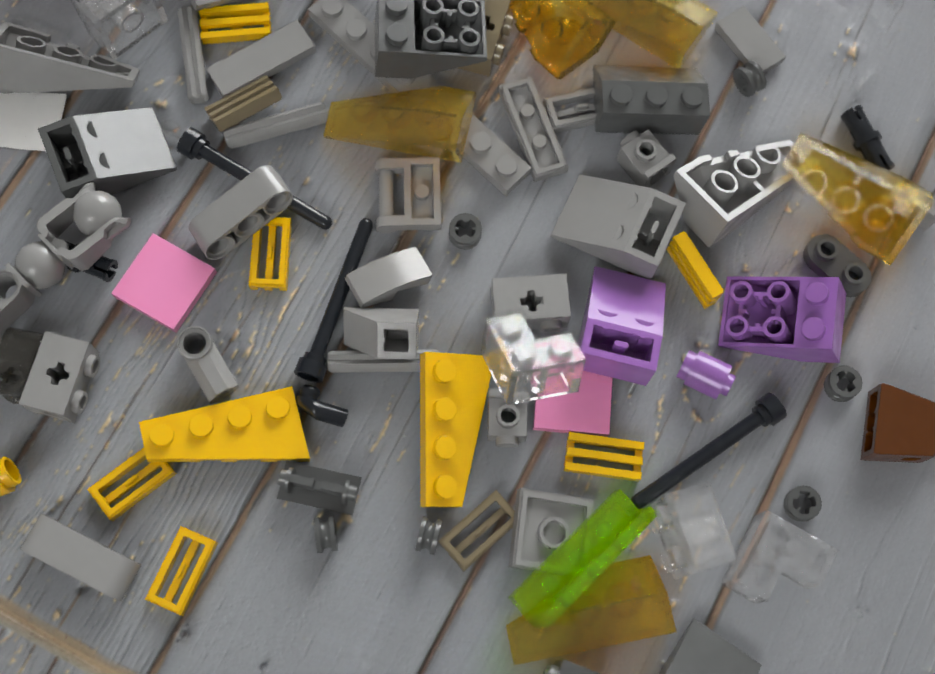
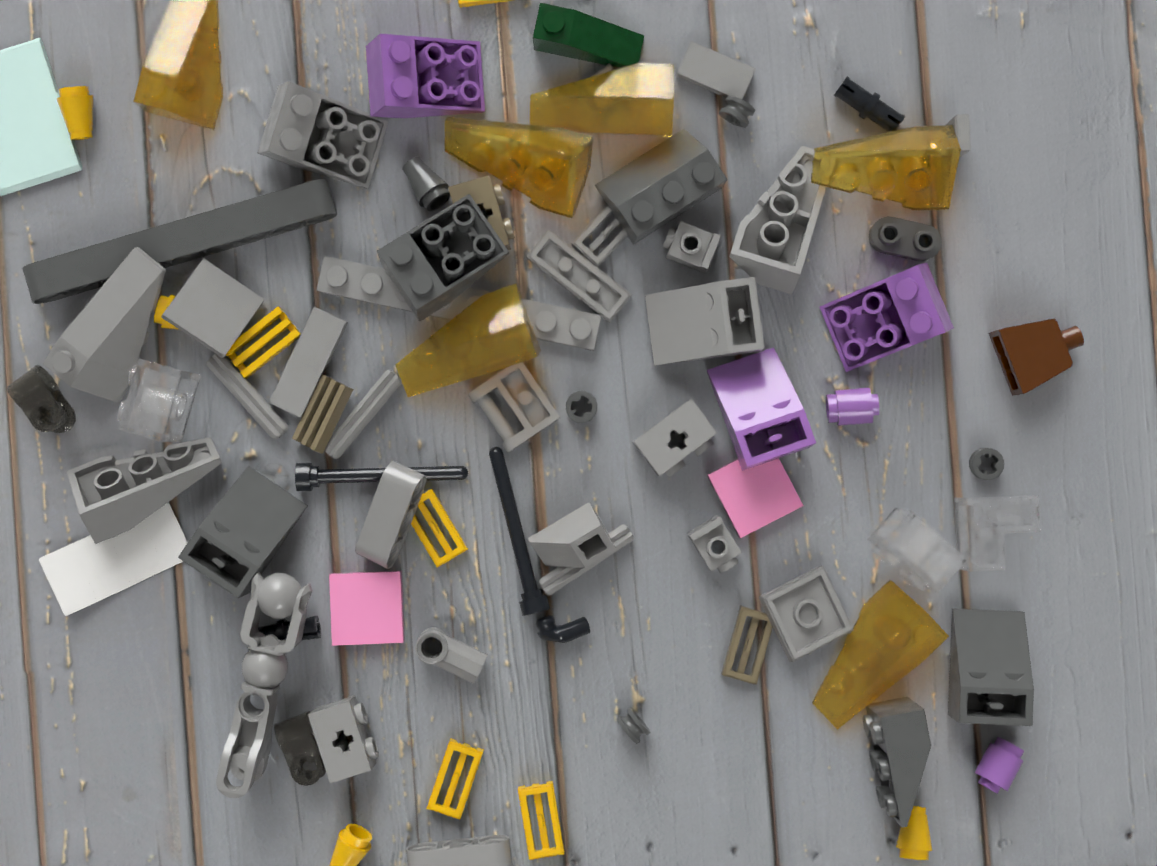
camera: 25 degrees left, 15 degrees up
(240, 429) = (511, 689): yellow wing -> none
(318, 487) = (603, 692): dark grey hinge -> none
(383, 277) = (546, 489): light grey slope -> none
(428, 535) = (713, 676): dark grey bush -> none
(450, 419) = (670, 572): yellow wing -> none
(528, 366) = (709, 502): clear brick -> none
(580, 559) = (844, 622): clear neon green fence -> none
(608, 442) = (836, 512): yellow tile -> none
(694, 270) = (792, 322): yellow tile -> none
(767, 411) = (916, 408): black piece -> none
(853, 387) = (975, 337): dark grey bush -> none

